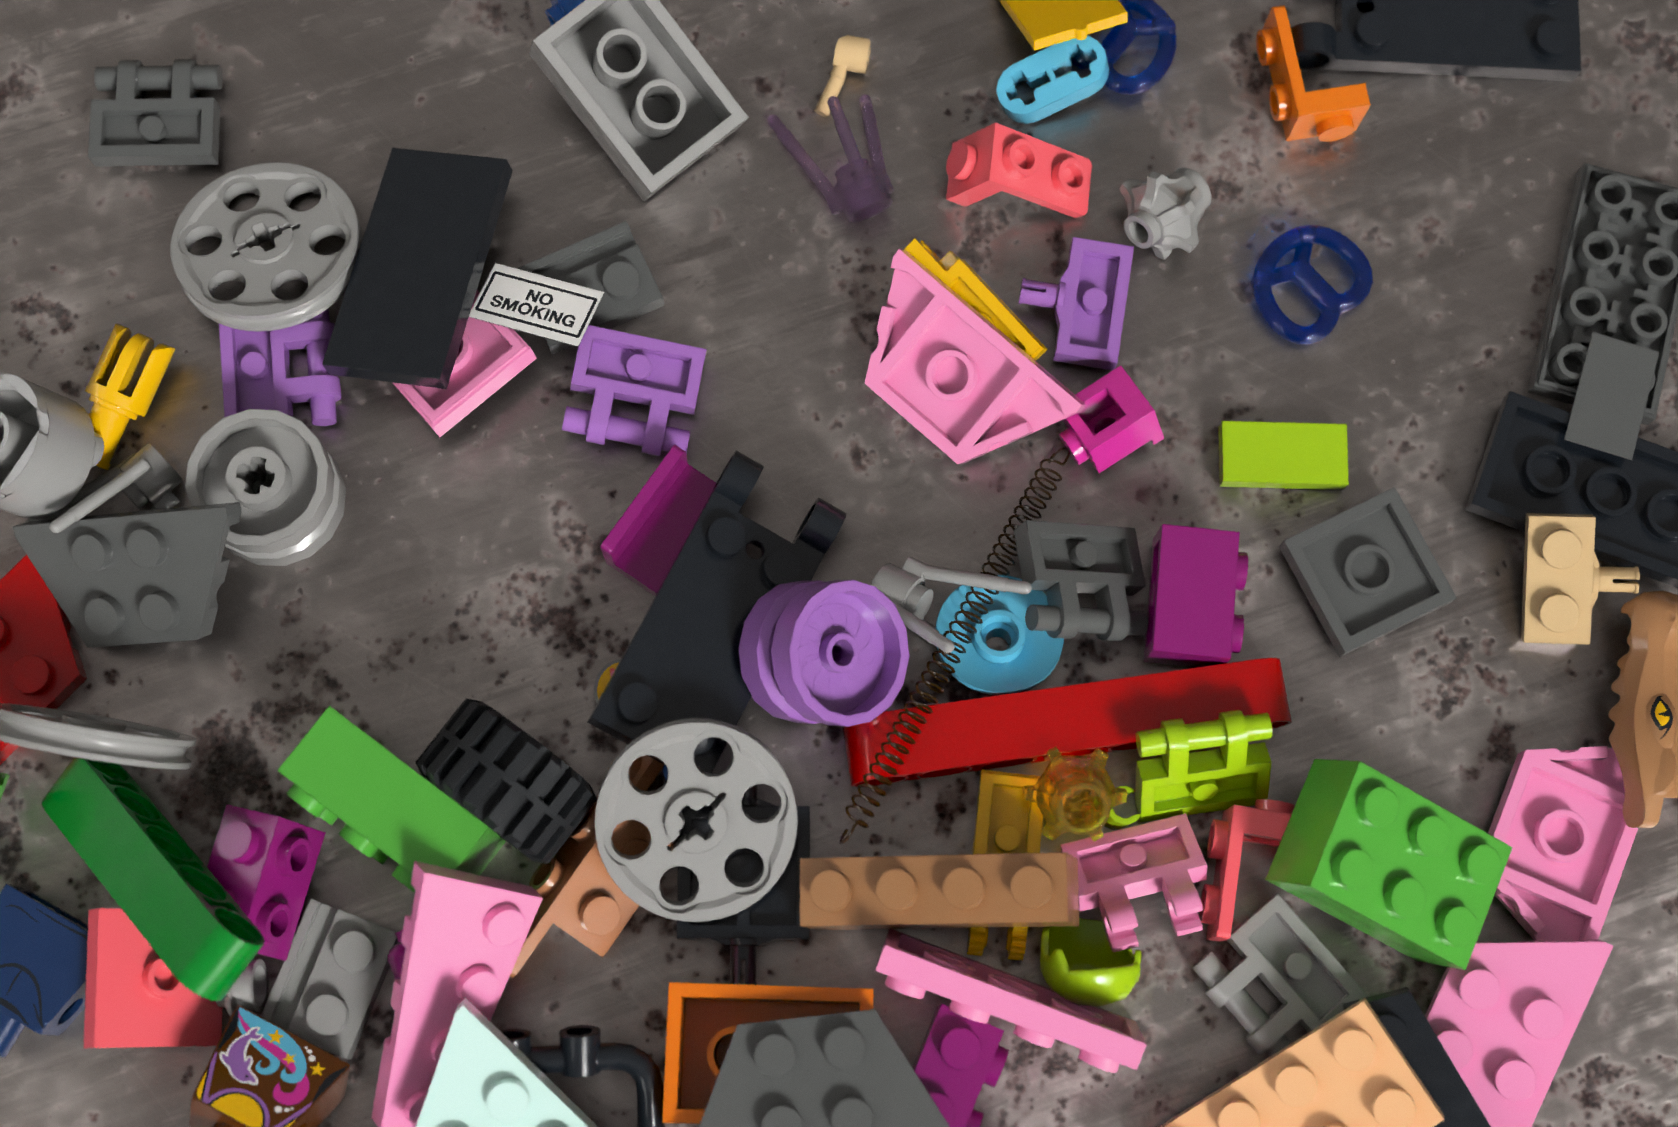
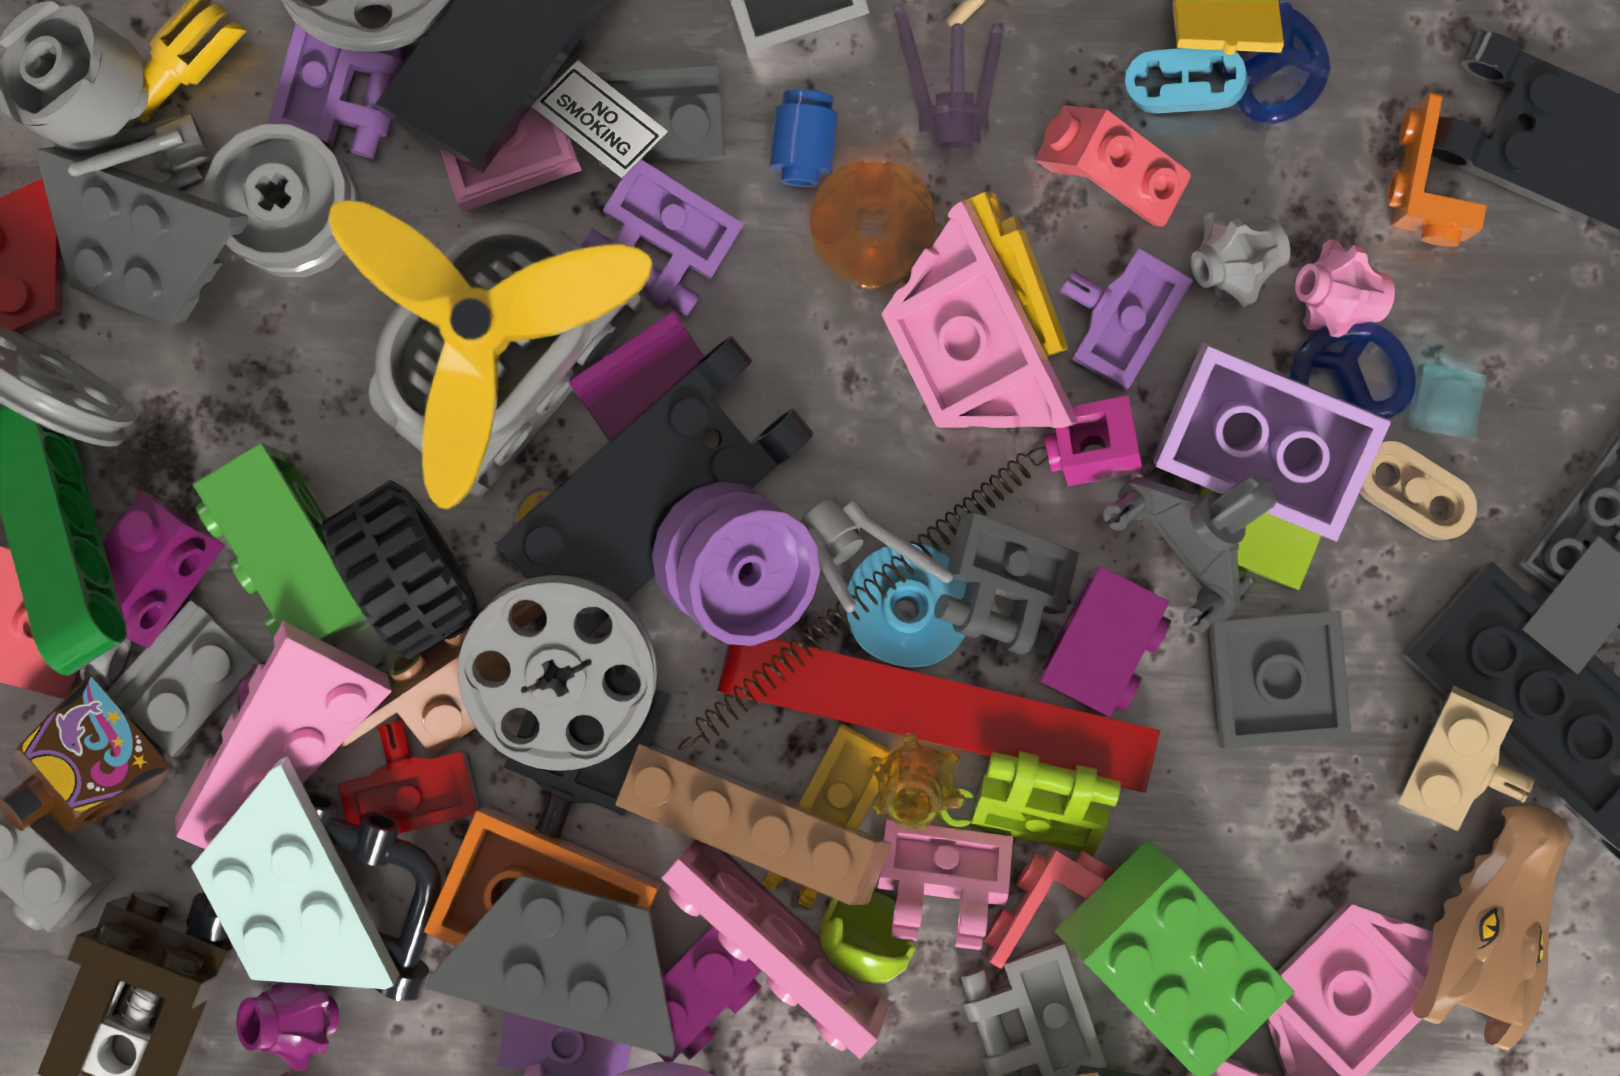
camera: 25 degrees right, 10 degrees up
(508, 522) = (485, 334): none -> brick
(595, 993) = (411, 788): none -> red plate
(730, 254) = (804, 137): none -> blue brick
(811, 275) = (875, 188): none -> clear orange plate
(1240, 461) = (1200, 532): none -> dark grey axle
(1266, 355) = (1255, 421): none -> lavender brick
(1271, 204) = (1343, 290): none -> bright pink rock
(1404, 270) = (1447, 401): none -> clear light blue plate
(1410, 355) = (1413, 489): none -> tan plate

